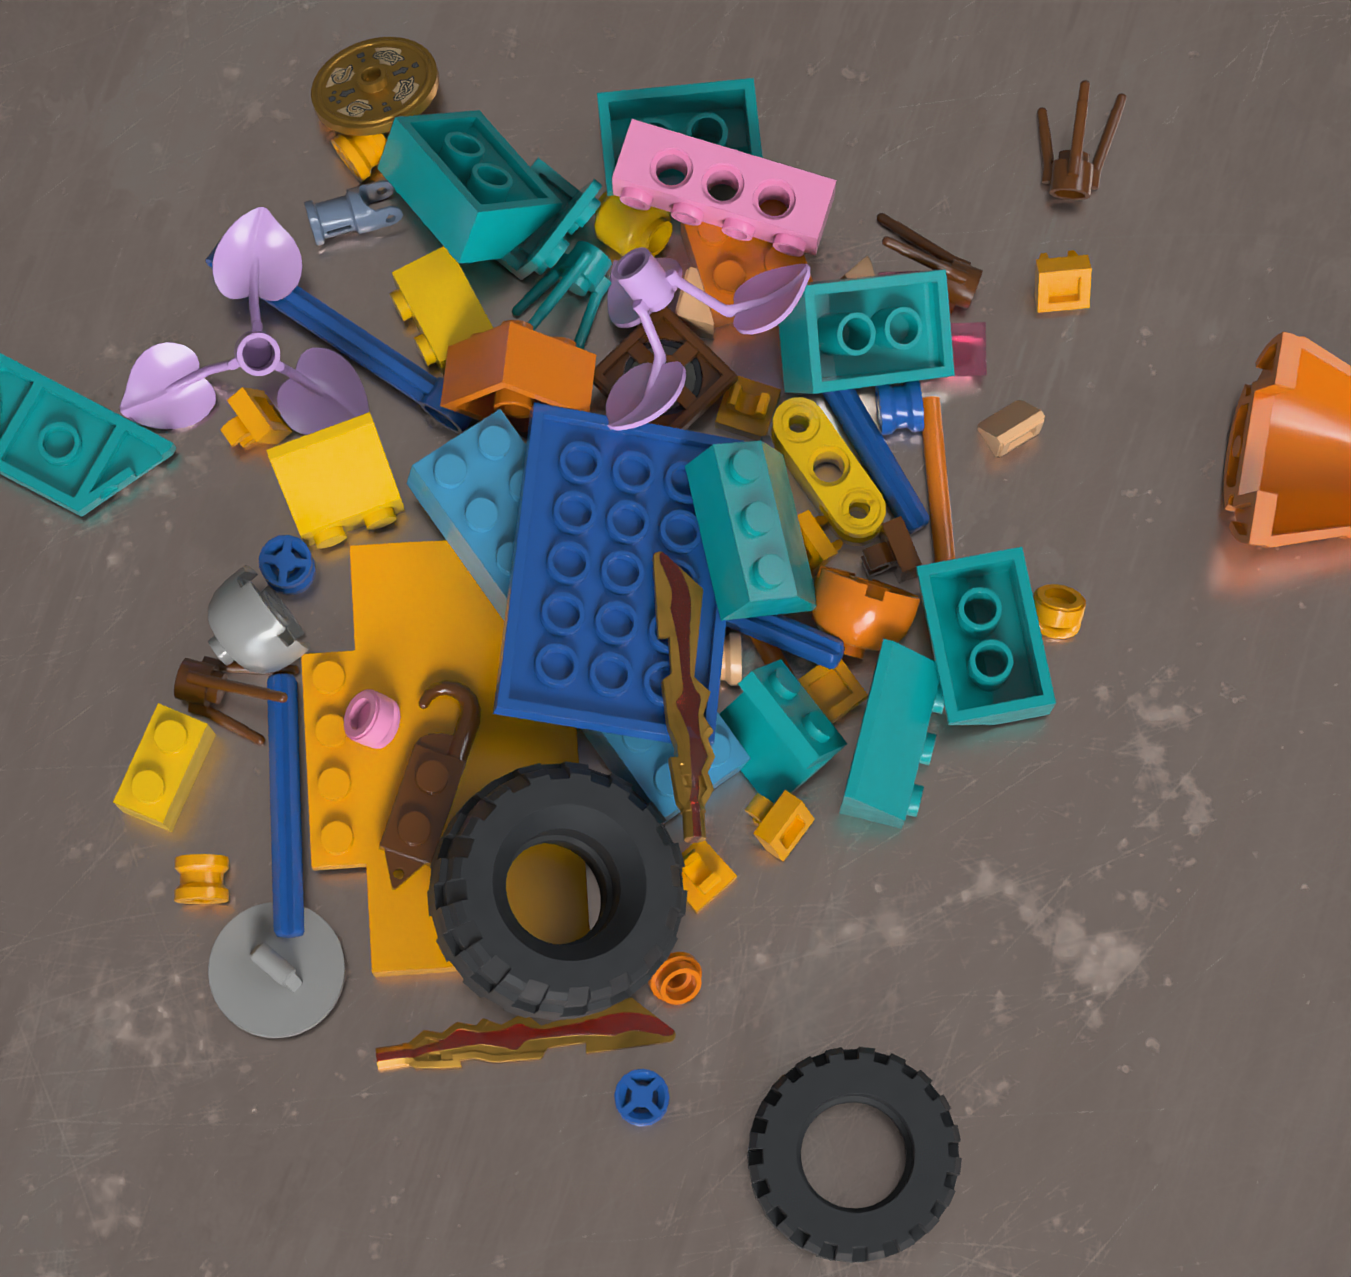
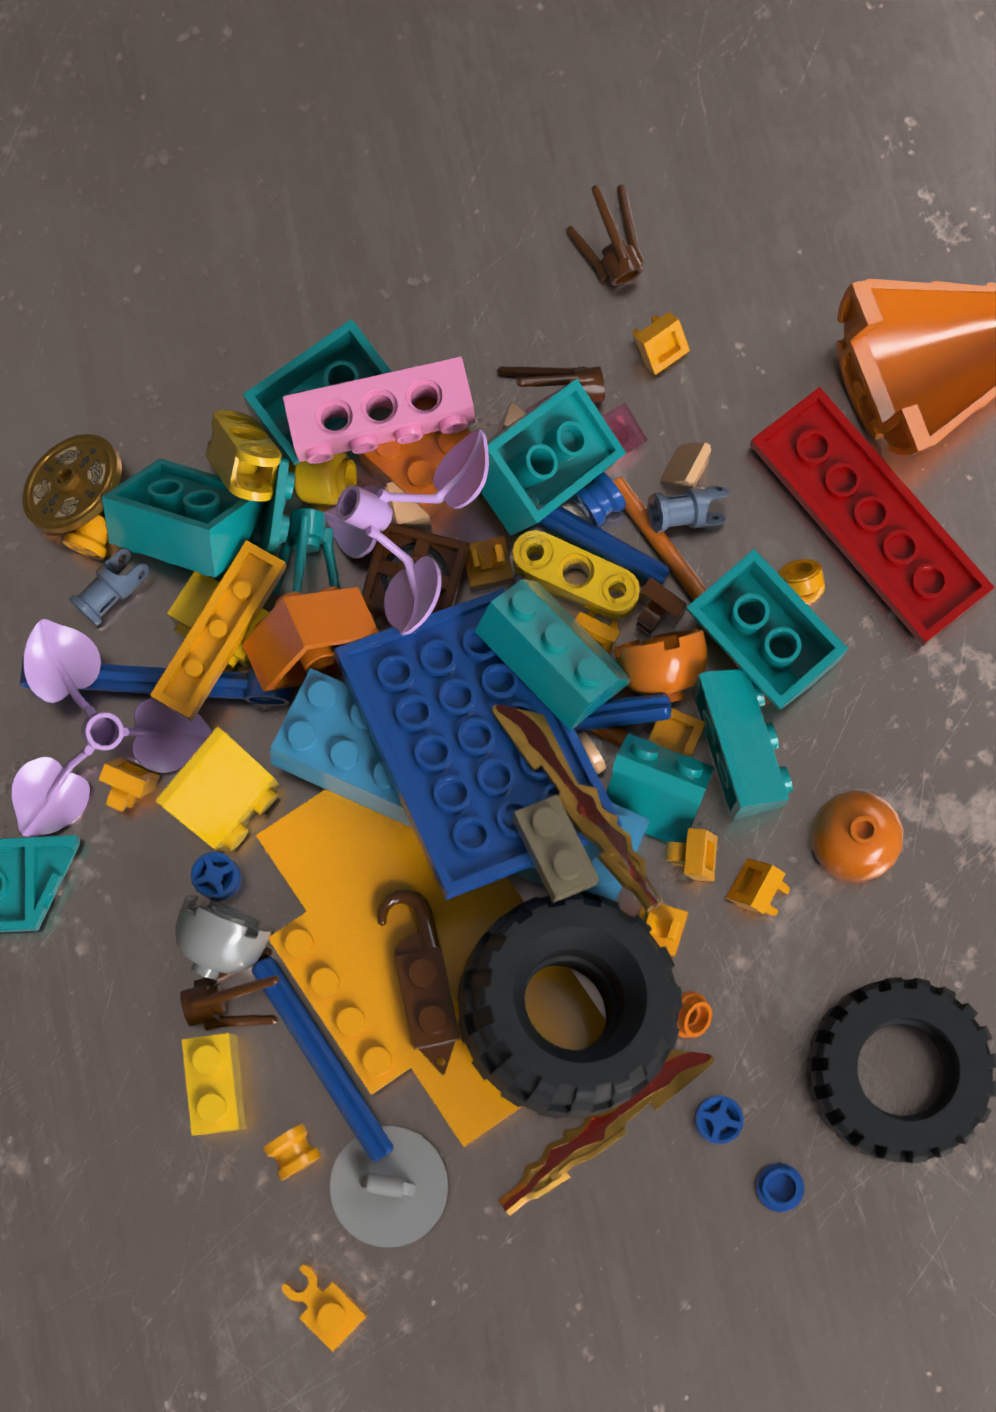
camera: 25 degrees left, 0 degrees up
(147, 1057) = (329, 1312): none -> light orange plate
(372, 719) = (350, 956): bright pink tile -> none
(432, 319) = (218, 630): none -> light orange plate
(560, 155) = (243, 455): none -> yellow piece
(630, 725) = (555, 848): none -> dark tan plate
(663, 1201) = (780, 1187): none -> blue plate
(821, 890) = (757, 886): none -> light orange tile
(955, 901) = (856, 836): none -> orange cylinder
(982, 467) = (685, 508): none -> sand blue piece
(1171, 585) = (871, 516): none -> red plate

